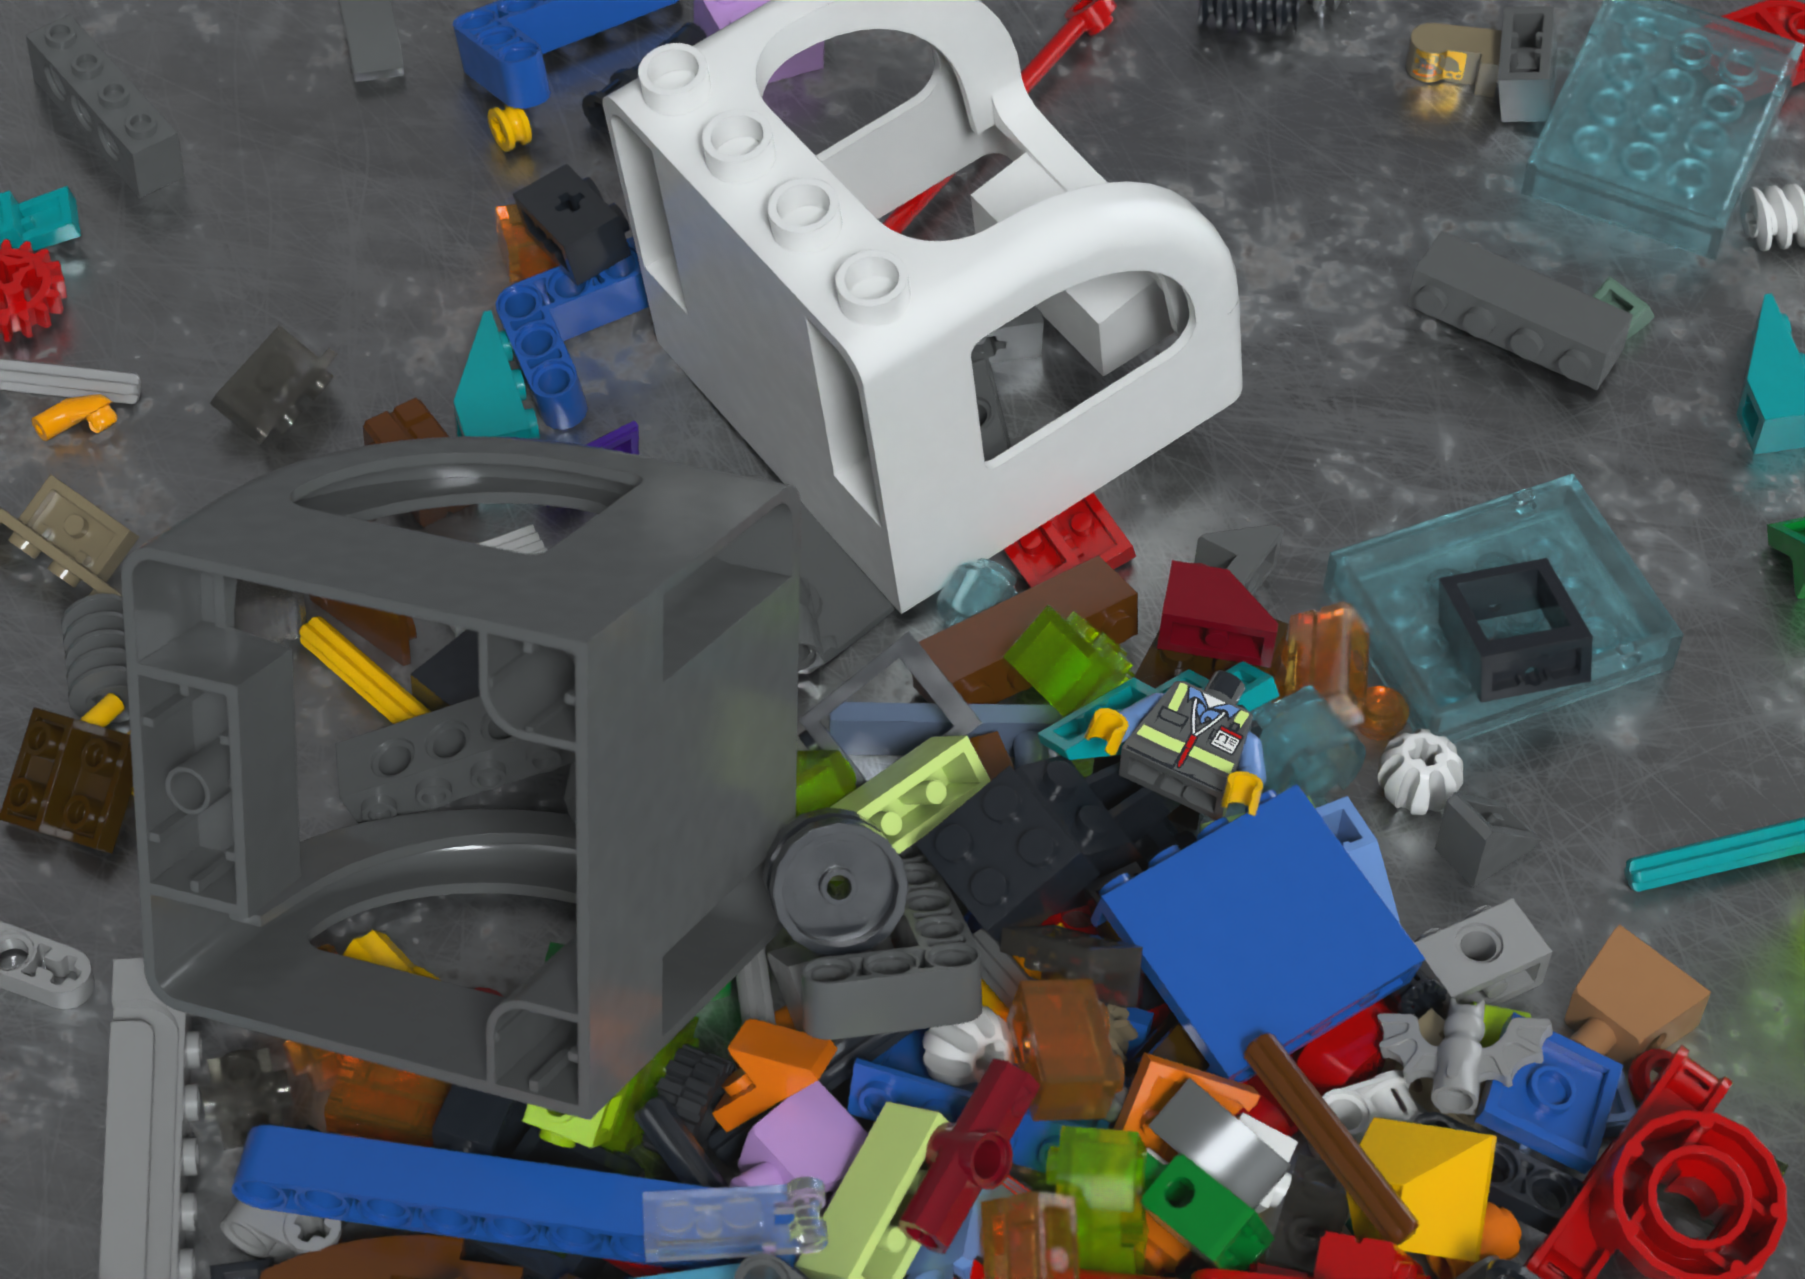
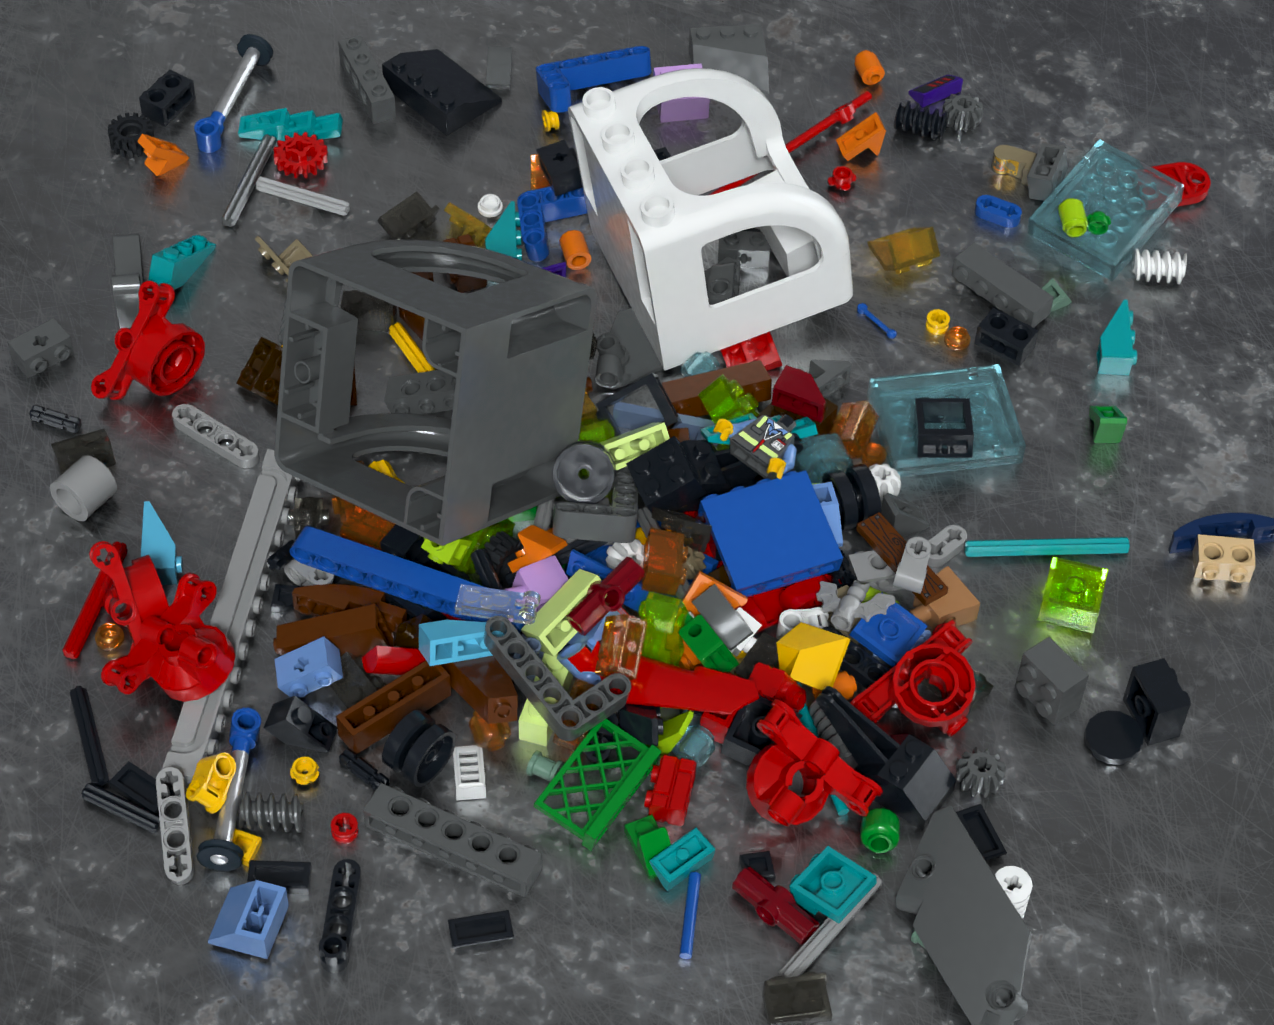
camera: 15 degrees right, 0 degrees up
(72, 411) = (314, 214): light orange arm -> none
(213, 1197) = (280, 557): none -> black axle
(259, 101) = (438, 88): none -> black slope
(418, 377) = (473, 225): none -> clear yellow plate
(437, 328) = (490, 205): none -> white plate
(642, 390) = (575, 250): none -> orange brick
(1129, 145) = (842, 178): none -> red plate
(1153, 48) = (865, 135): none -> orange slope
(1256, 407) = (862, 309): none -> blue hinge
(1306, 267) = (905, 249): none -> clear yellow slope
(1331, 1139) = (773, 624): reddish brown axle -> none
(1395, 802) = (855, 493): none -> black wheel
(1415, 395) = (937, 322): none -> yellow bush
(1453, 158) = (998, 211): none -> blue beam
(1464, 434) = (957, 338): none -> clear orange plate
(1527, 930) = (890, 548): none -> reddish brown tile
(1560, 412) = (1006, 337): none -> black brick
(1567, 945) = (913, 565): none -> light grey piece
(1596, 885) = (948, 550): none -> light grey beam
(1618, 146) = (1073, 217): none -> lime brick
(1668, 148) = (1098, 223): none -> green plate

